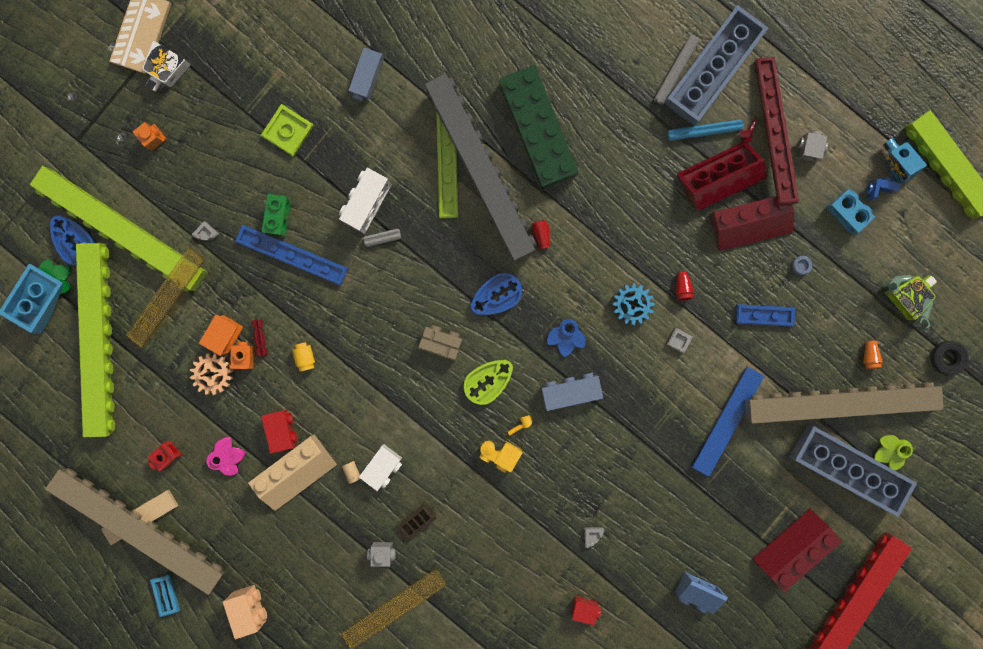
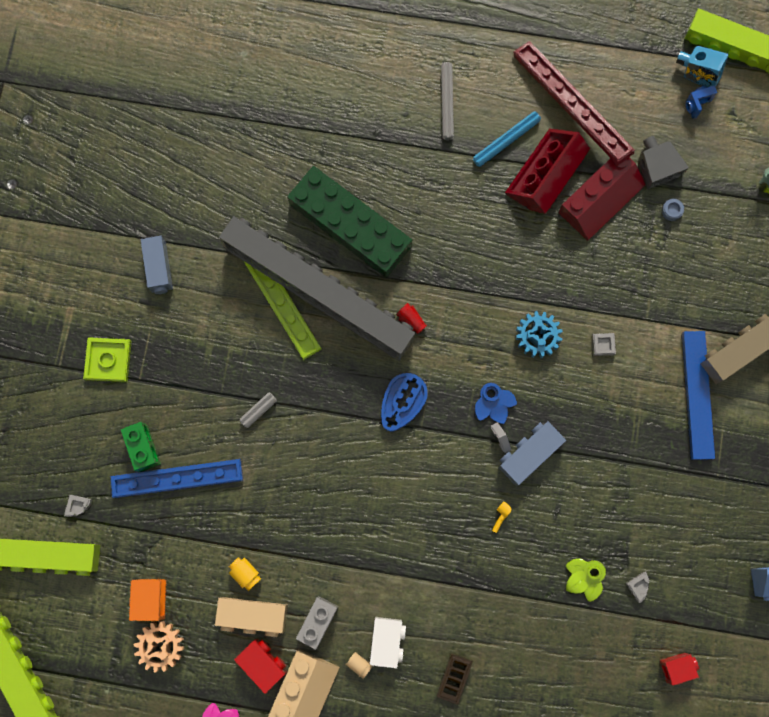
camera: 30 degrees left, 10 degrees down
(166, 296) = (70, 593): clear yellow tile -> none
(248, 356) = (188, 610): orange brick -> none
(259, 337) = (188, 580): dark red axle -> none
(291, 391) = (251, 616): none -> tan brick
(337, 424) = (317, 622): none -> light grey brick
(365, 200) = (221, 382): white brick -> none
(440, 343) = (374, 479): dark tan brick -> none
(492, 391) = (453, 498): lime piece -> none
(504, 458) = (506, 557): yellow brick -> none
(553, 506) = (582, 580): none -> lime plate
(555, 366) = (501, 436): none -> light grey tile
(684, 288) = (577, 292): red cone -> none
(716, 65) = (481, 77): sand blue brick -> none
(747, 135) = (547, 122): dark red hand -> none
(765, 315) = (668, 274): blue tile -> none
(812, 146) = (614, 98): light grey brick -> none
(816, 221) = (660, 163): none -> dark grey torso
(846, 216) = (685, 142): dark azure brick -> none

